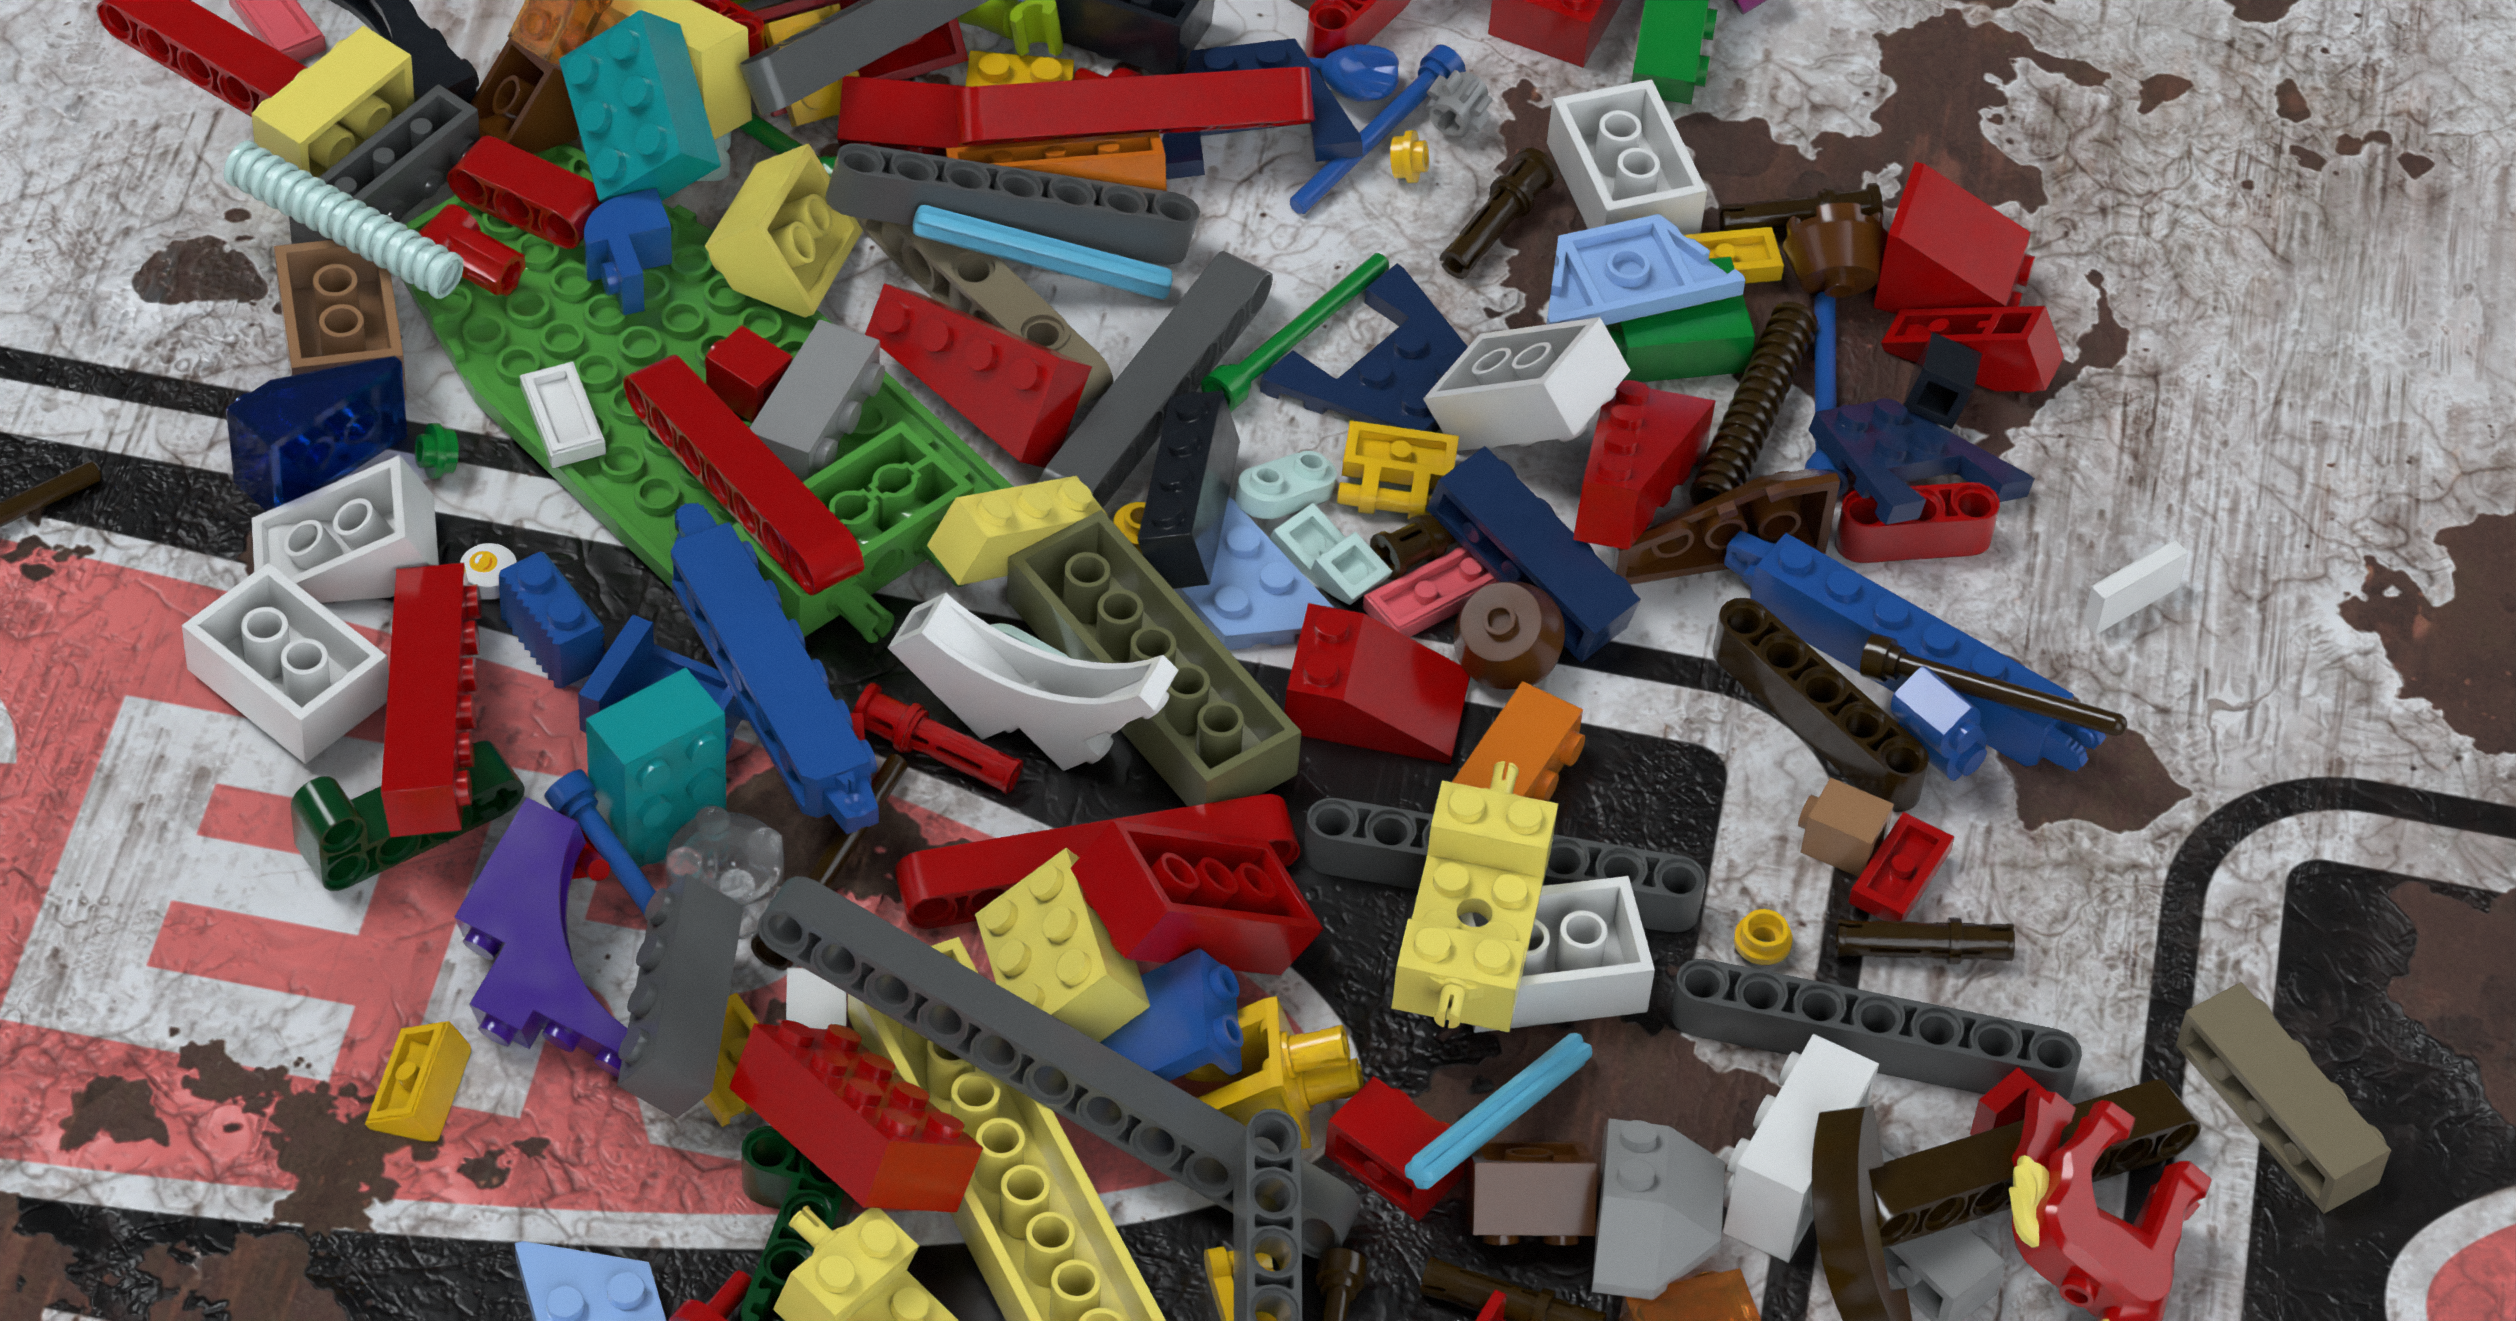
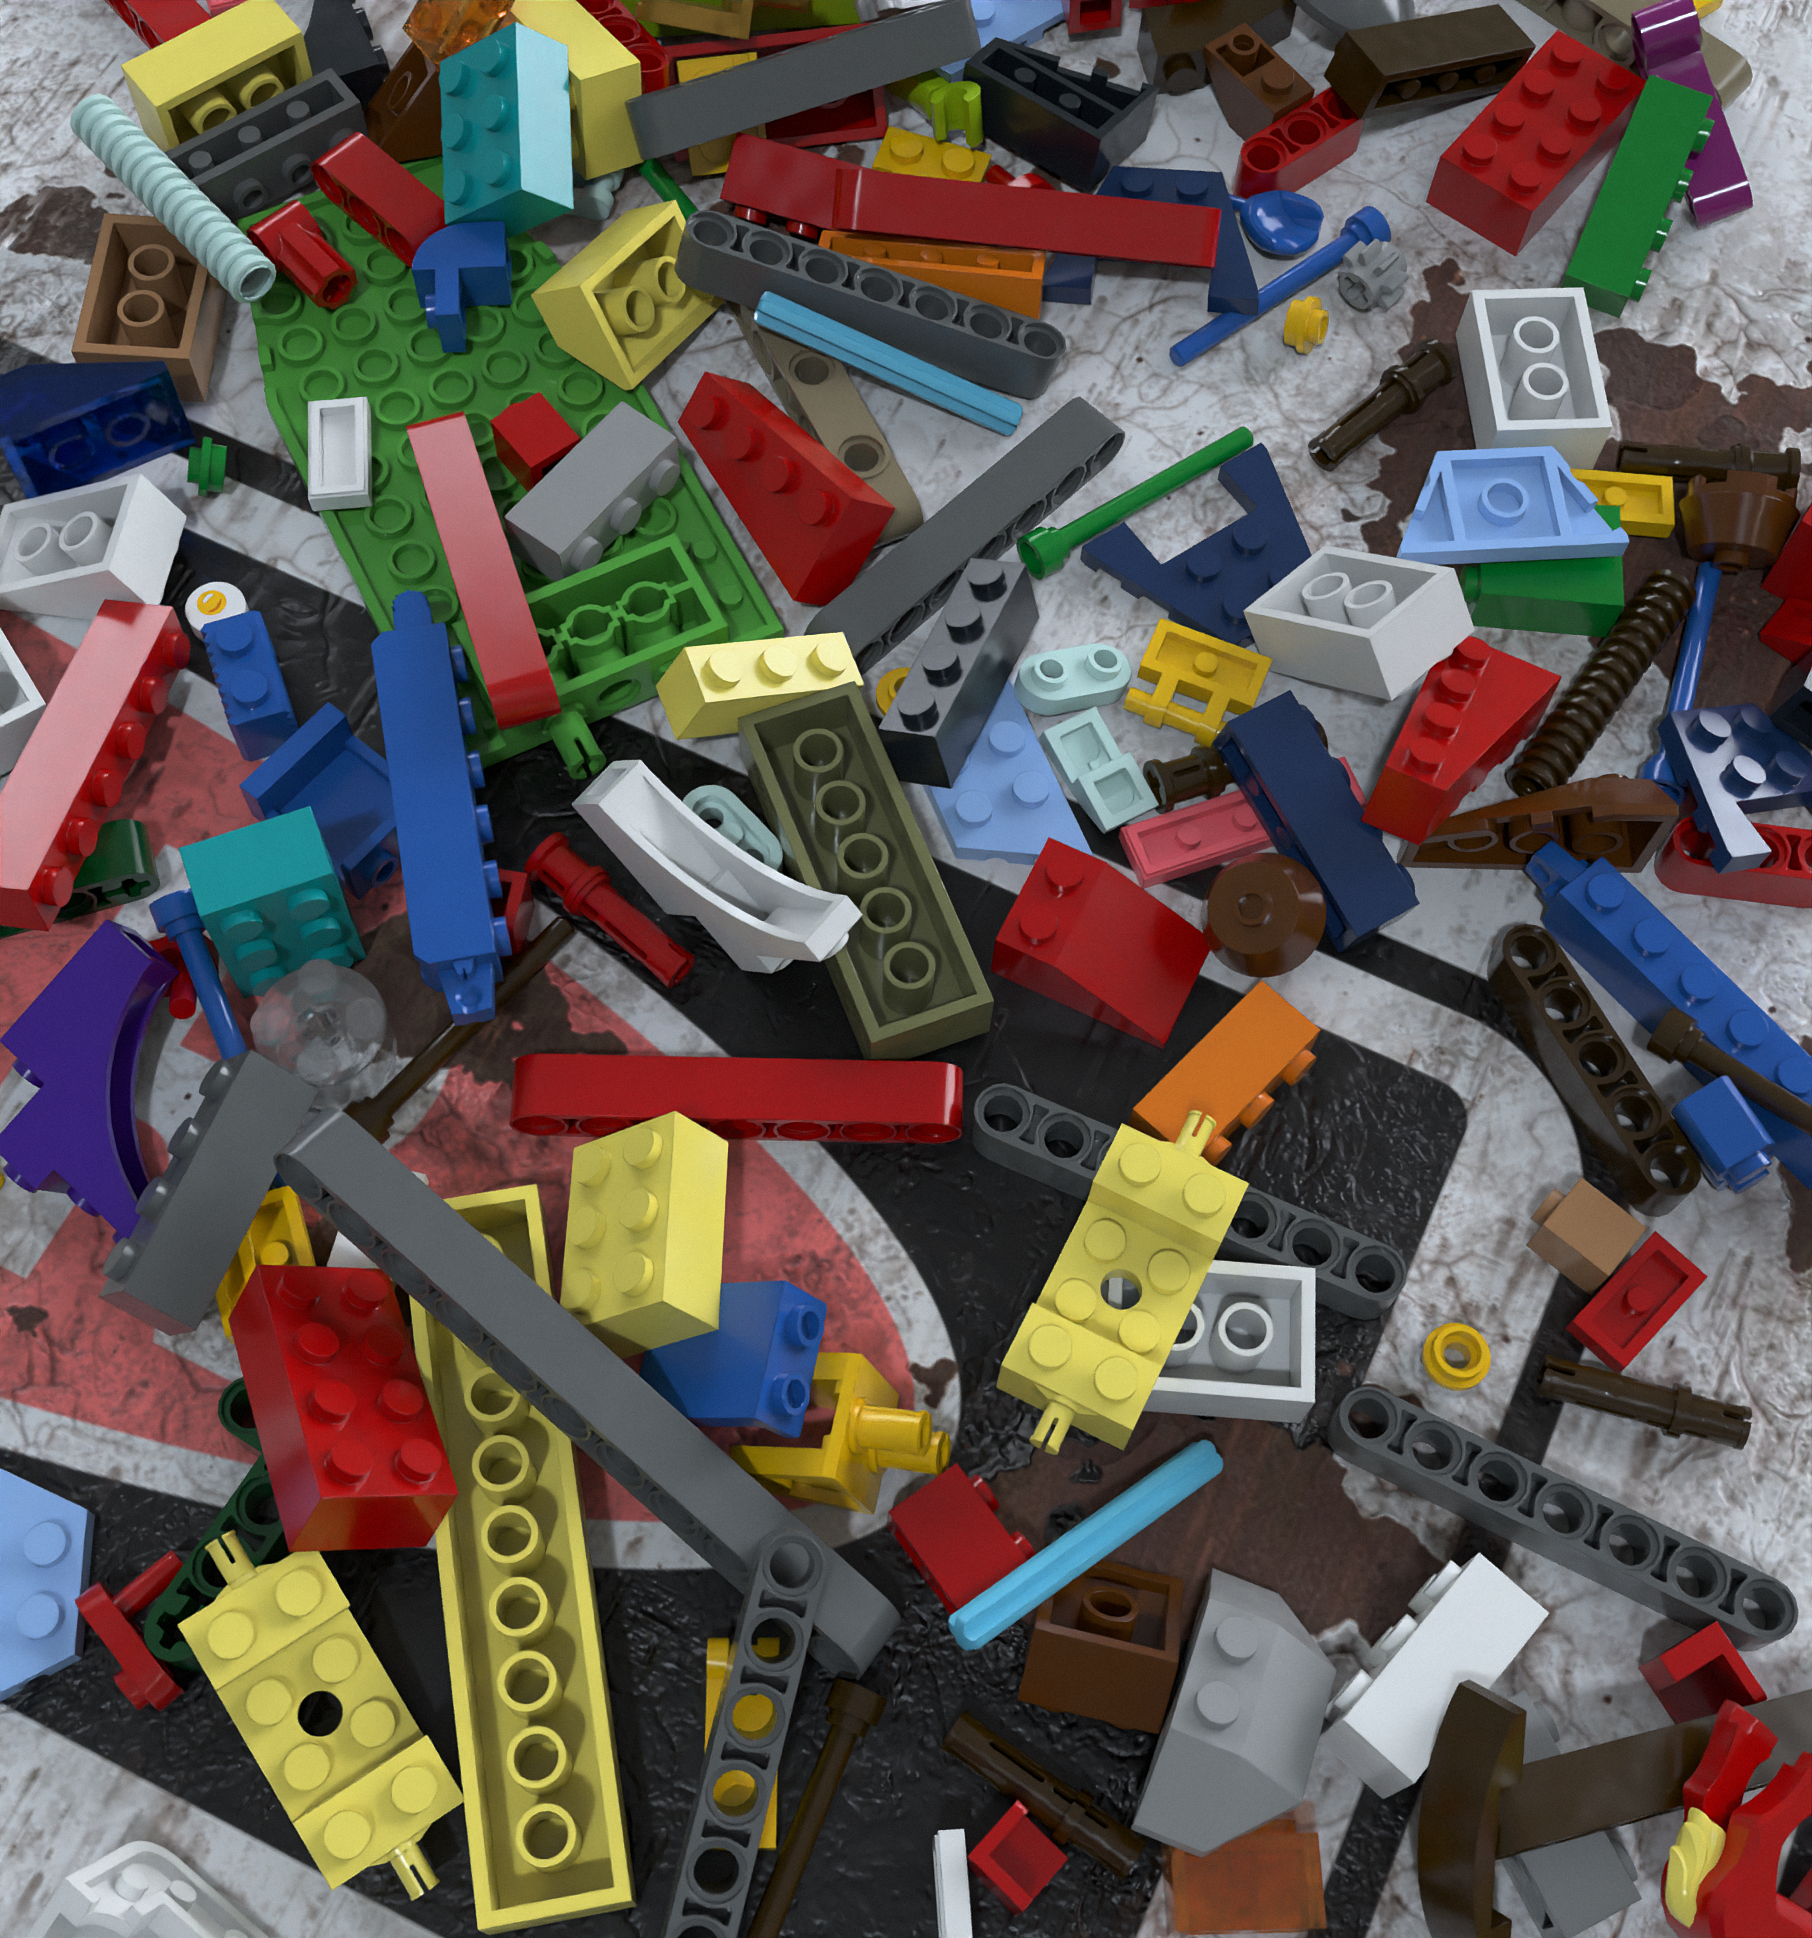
camera: 15 degrees right, 15 degrees up
(1194, 890) = (805, 1201): red brick -> none

